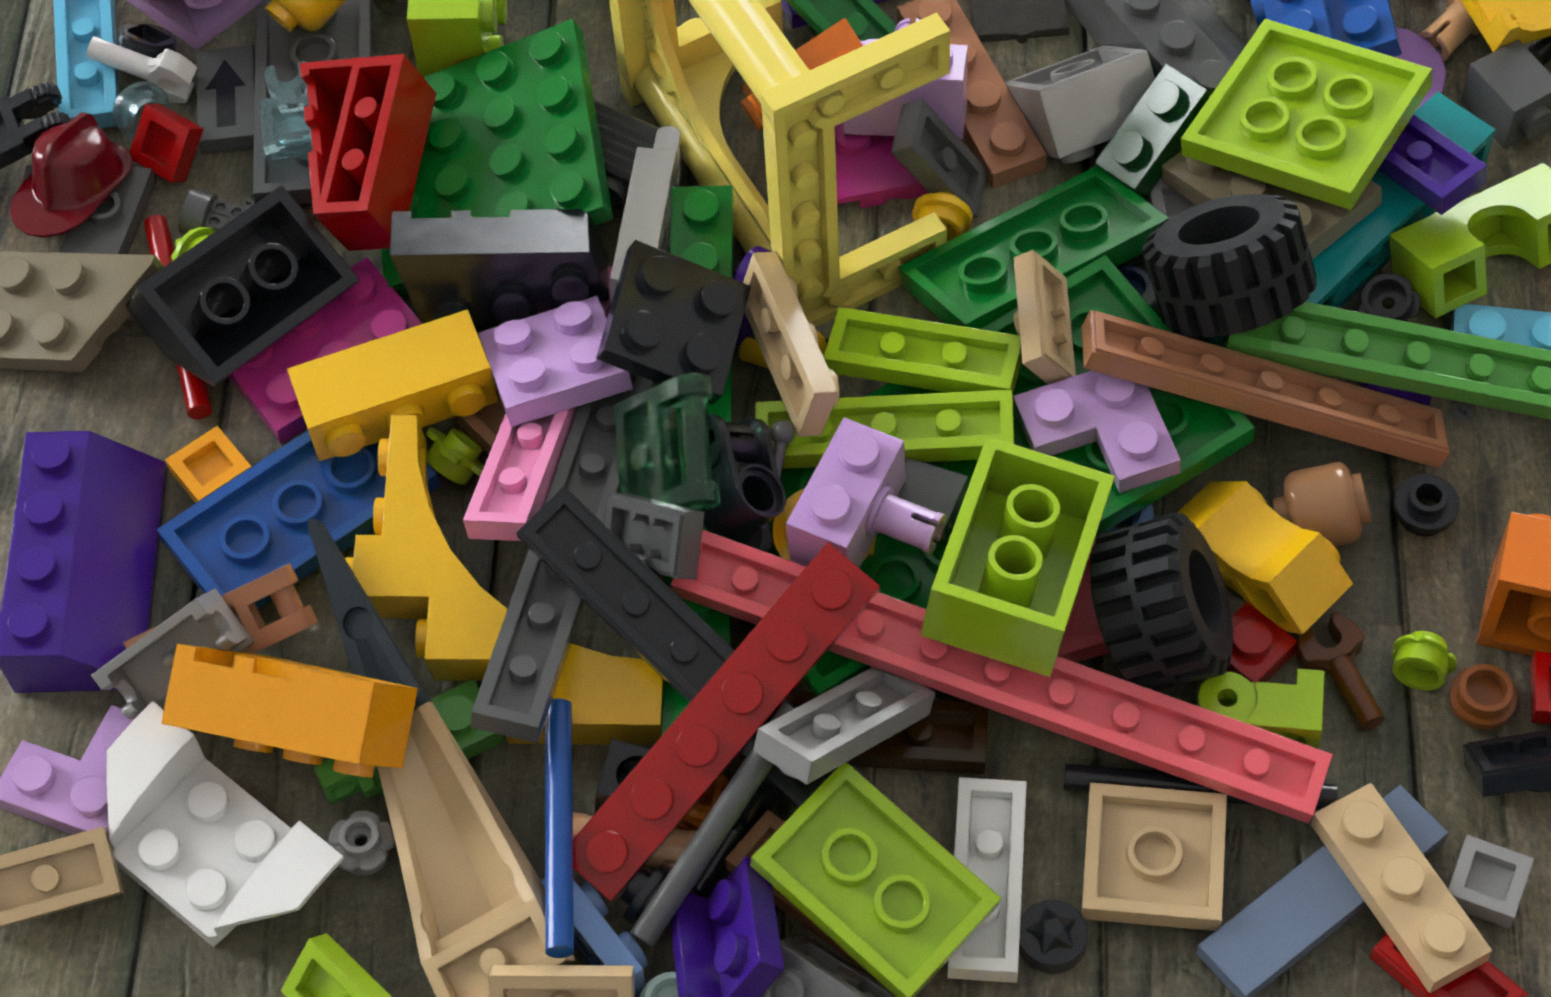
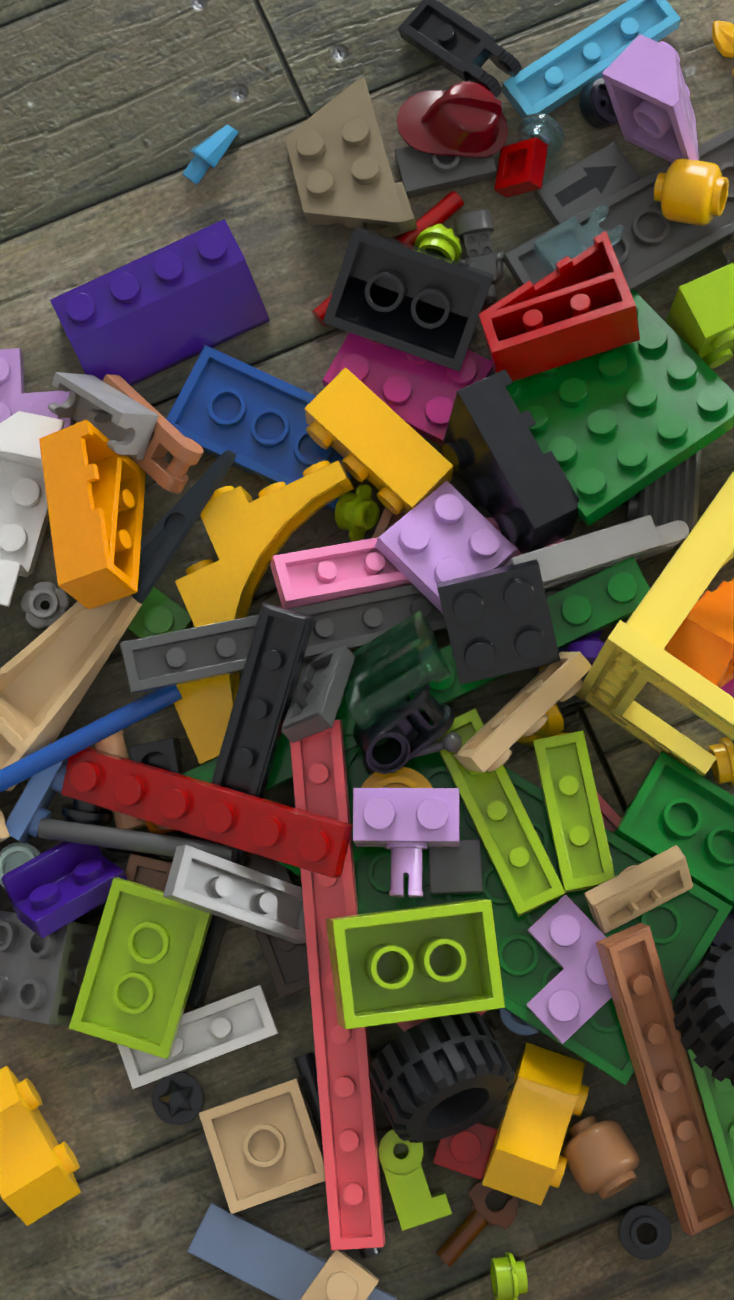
camera: 65 degrees right, 20 degrees up
(168, 70) = (580, 129): white bar -> none
(206, 464) = (273, 350): light orange plate -> none

